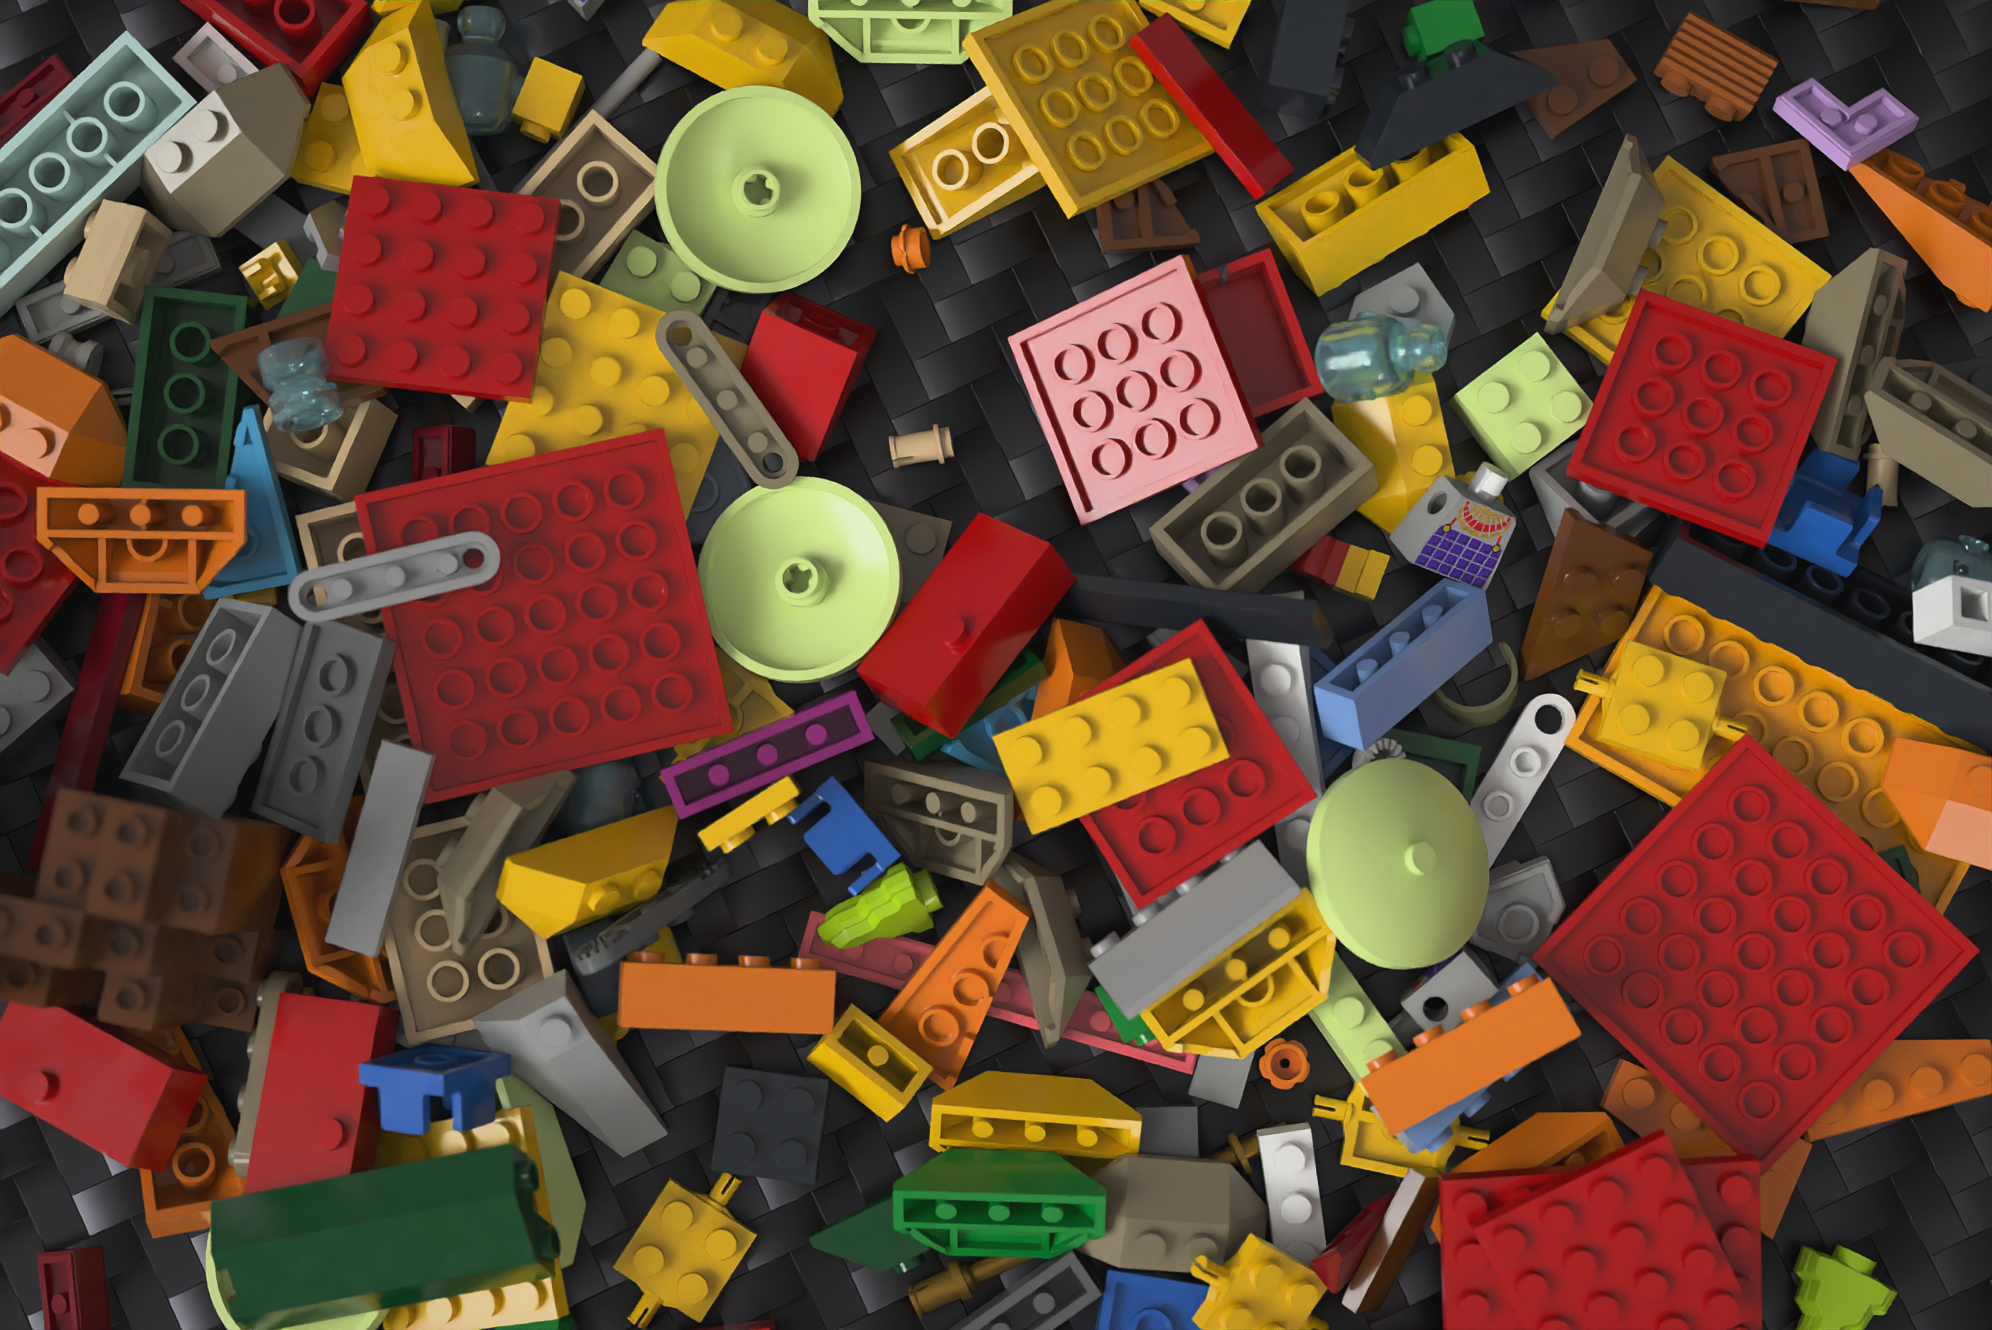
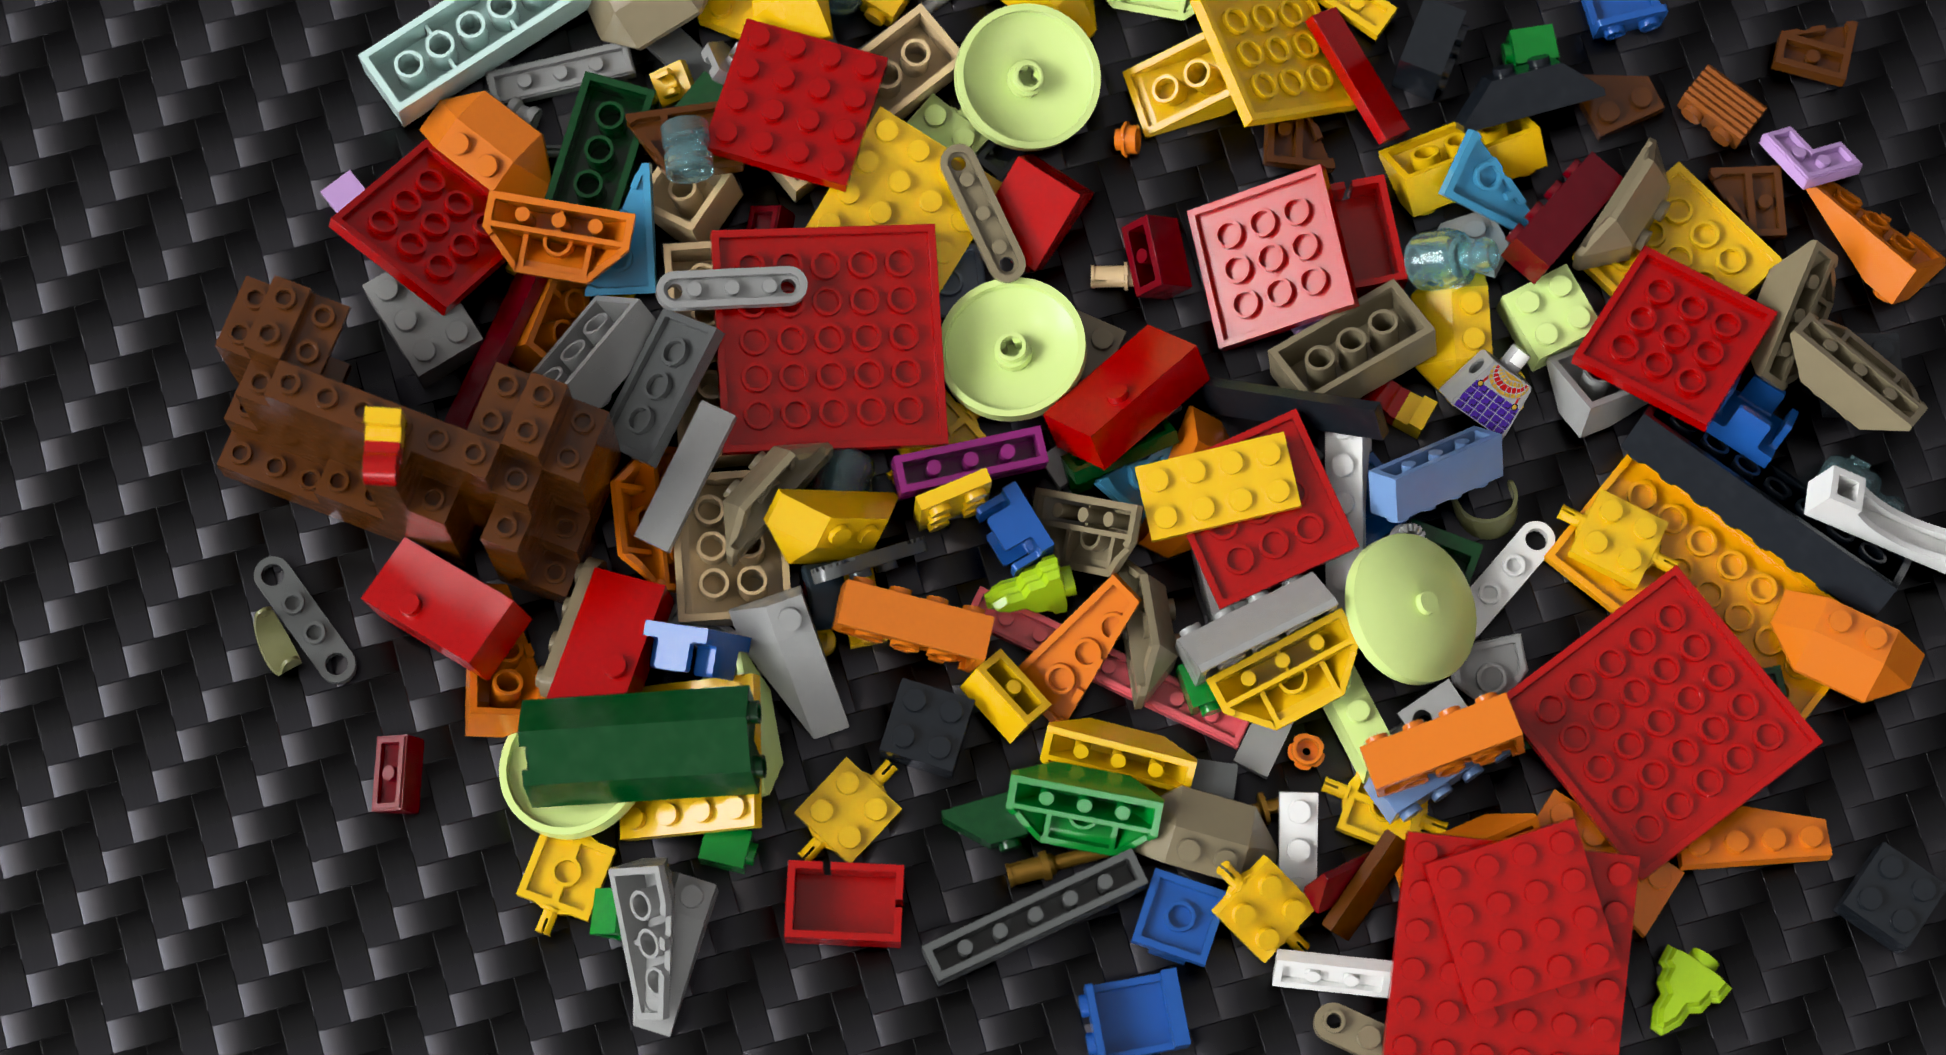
camera: 10 degrees right, 10 degrees down
(117, 260) = (567, 52): tan slope -> none
(976, 413) = (1156, 257): none -> dark red brick
(1406, 242) = (1480, 184): none -> dark azure wing
(1522, 267) = (1562, 218): none -> dark red brick
(1583, 594) = (1573, 450): reddish brown wing -> none
(1882, 473) = (1804, 403): tan pin -> none

